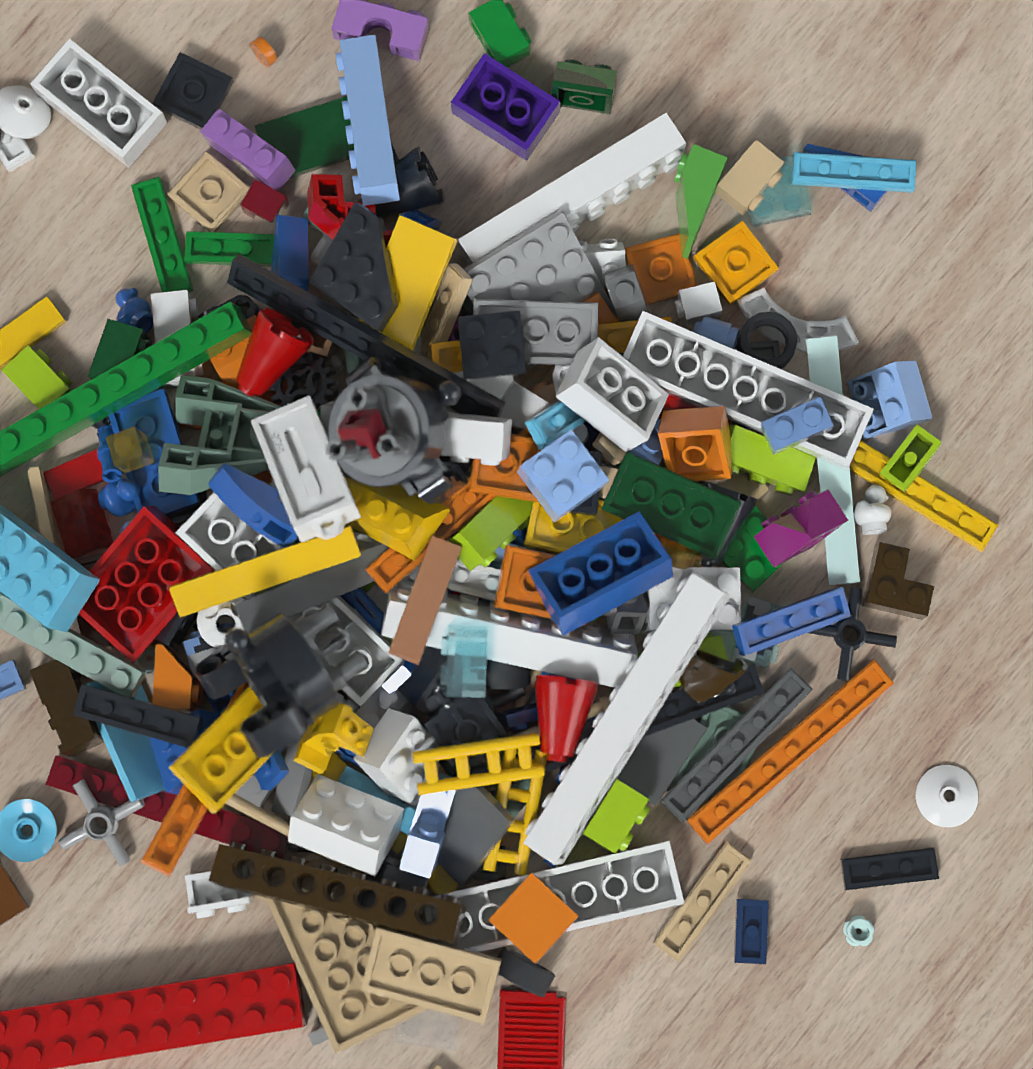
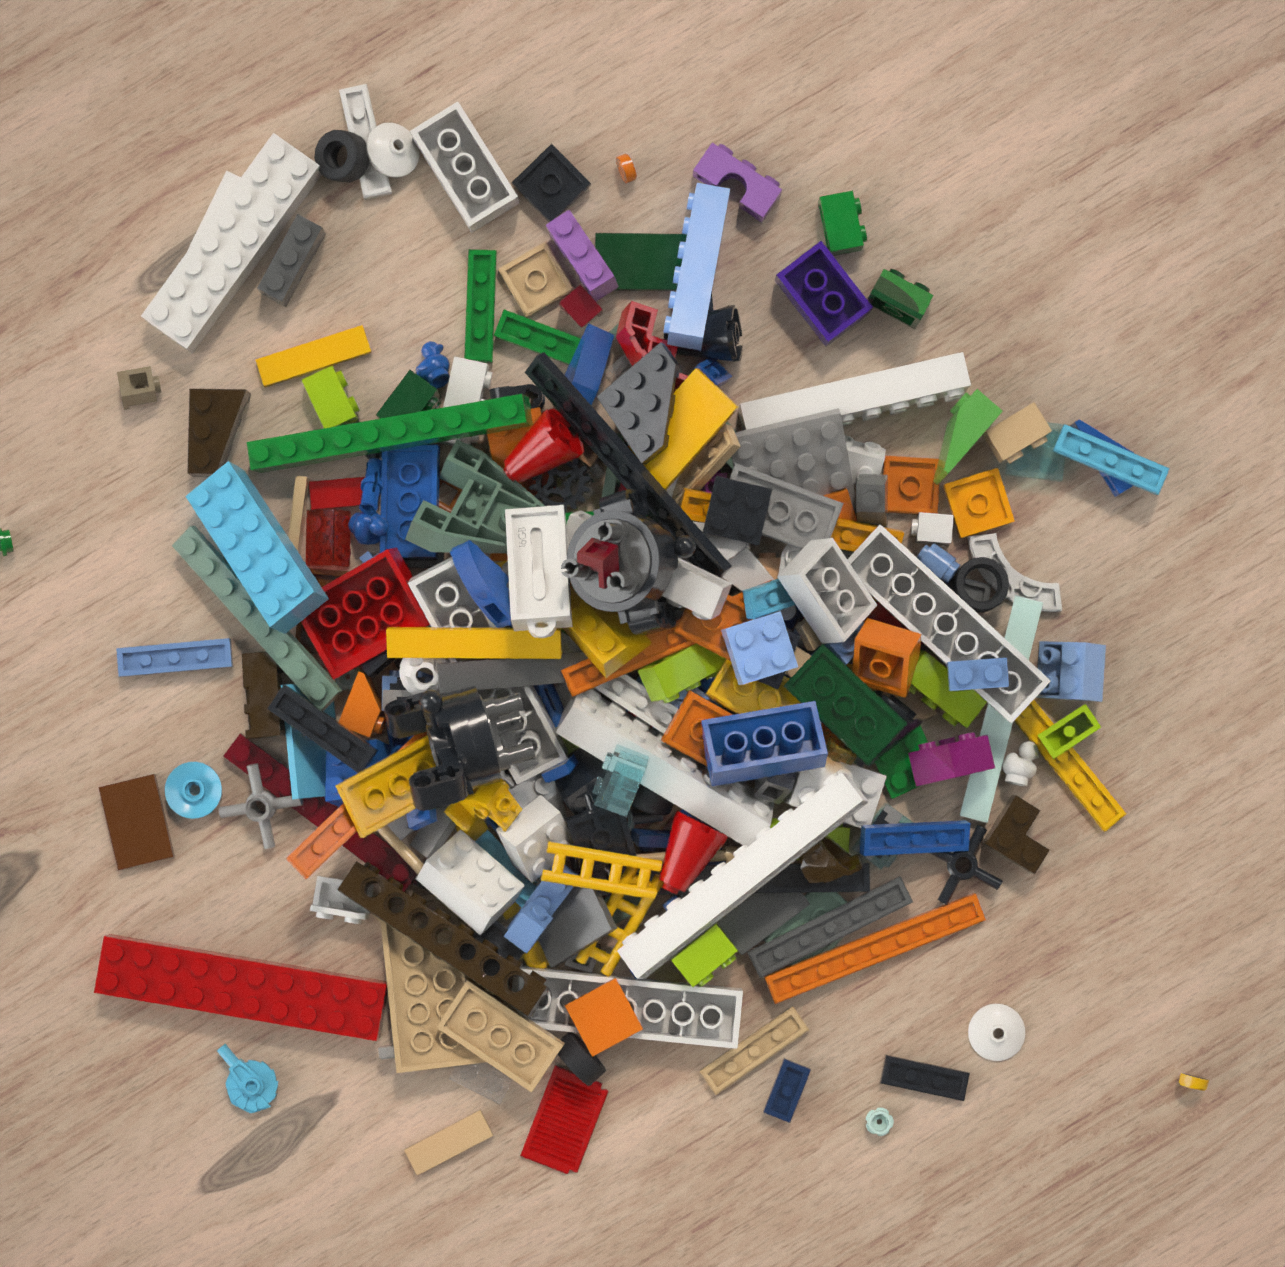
camera: 15 degrees right, 5 degrees up
(129, 449) = (391, 491): clear yellow brick -> none
(424, 600) = (603, 716): nougat tile -> none

